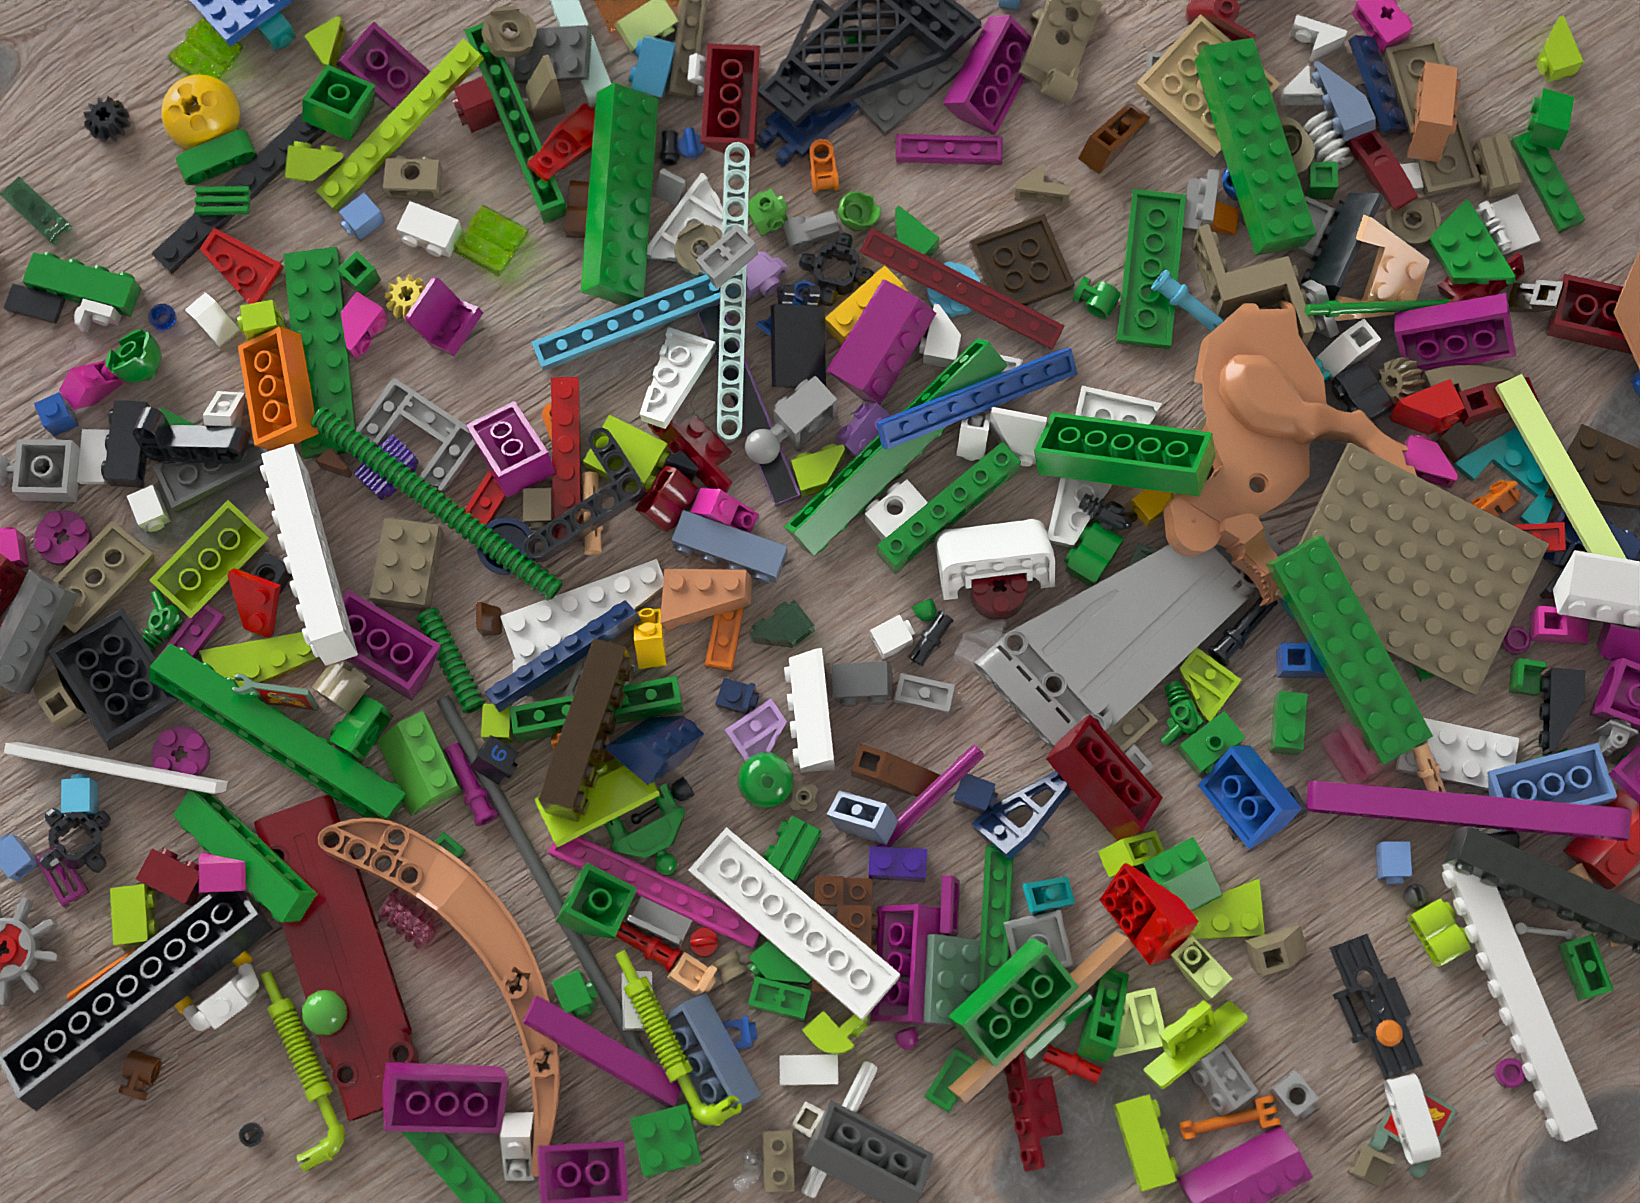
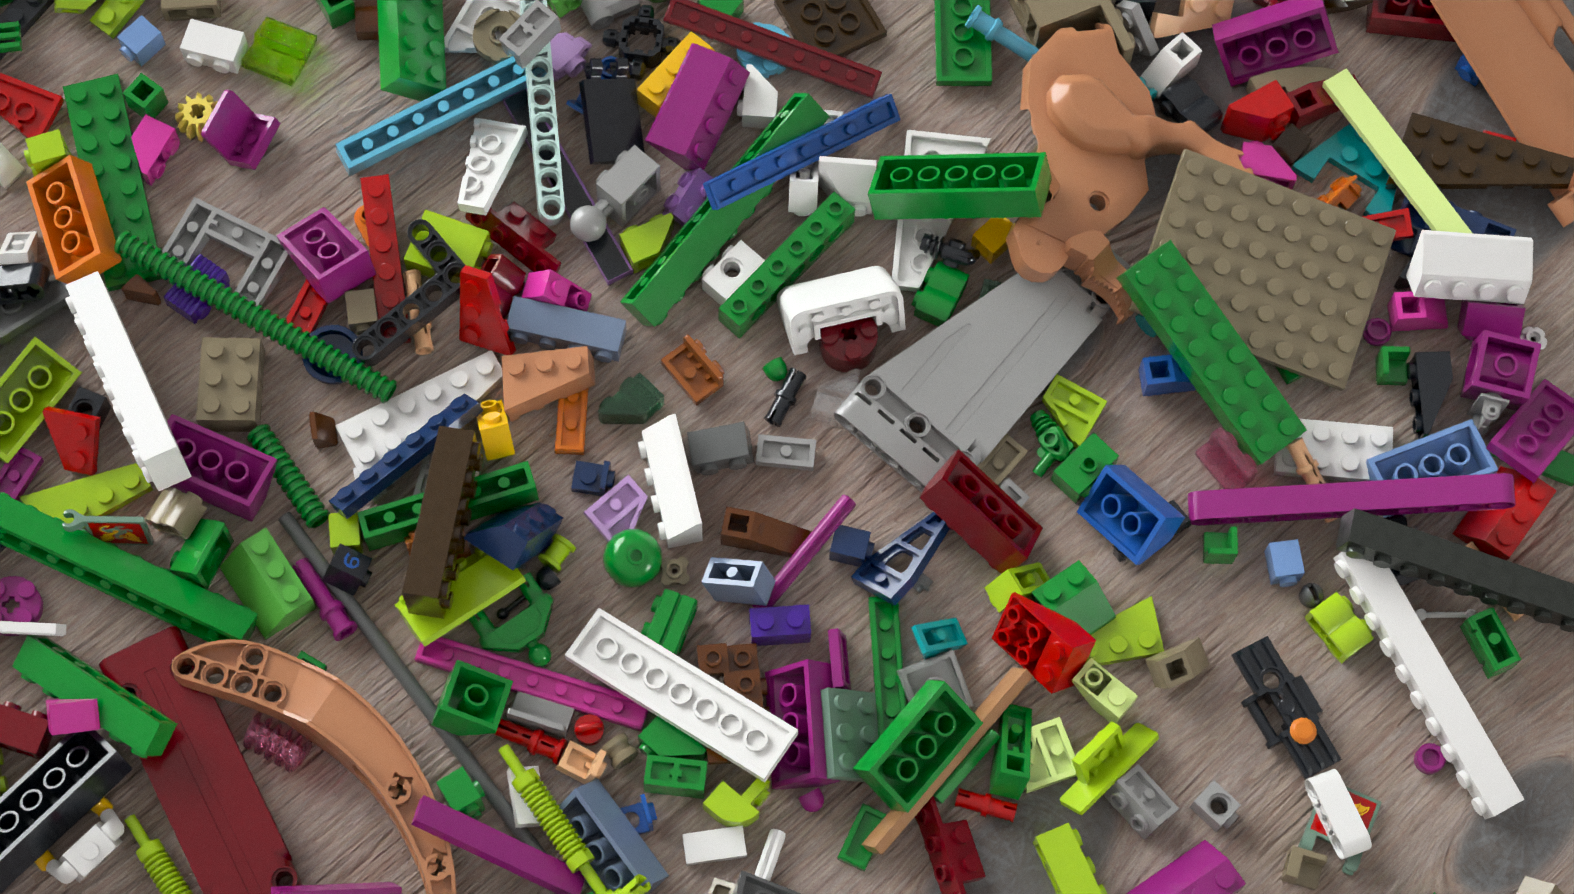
camera: 15 degrees left, 5 degrees down
(324, 1012) = (198, 846): bright green hair -> none
(648, 524) = (480, 312): none -> red wing
(683, 464) = (509, 250): black slope -> none
(694, 766) = (557, 553): none -> lime bush
(846, 602) = (694, 370): none -> dark orange bracket
(892, 636) = (745, 399): white brick -> none
(1099, 299) = (914, 43): green piece -> none
(1235, 637) = (1094, 360): black pin -> none
(1259, 1113) = (1114, 855): orange hinge -> none
(1288, 723) = (1160, 438): green brick -> none
(1333, 837) = (1220, 547): none -> green panel
(1335, 308) = (1151, 24): green bar -> none
(1401, 378) = (1226, 86): dark tan gear -> none

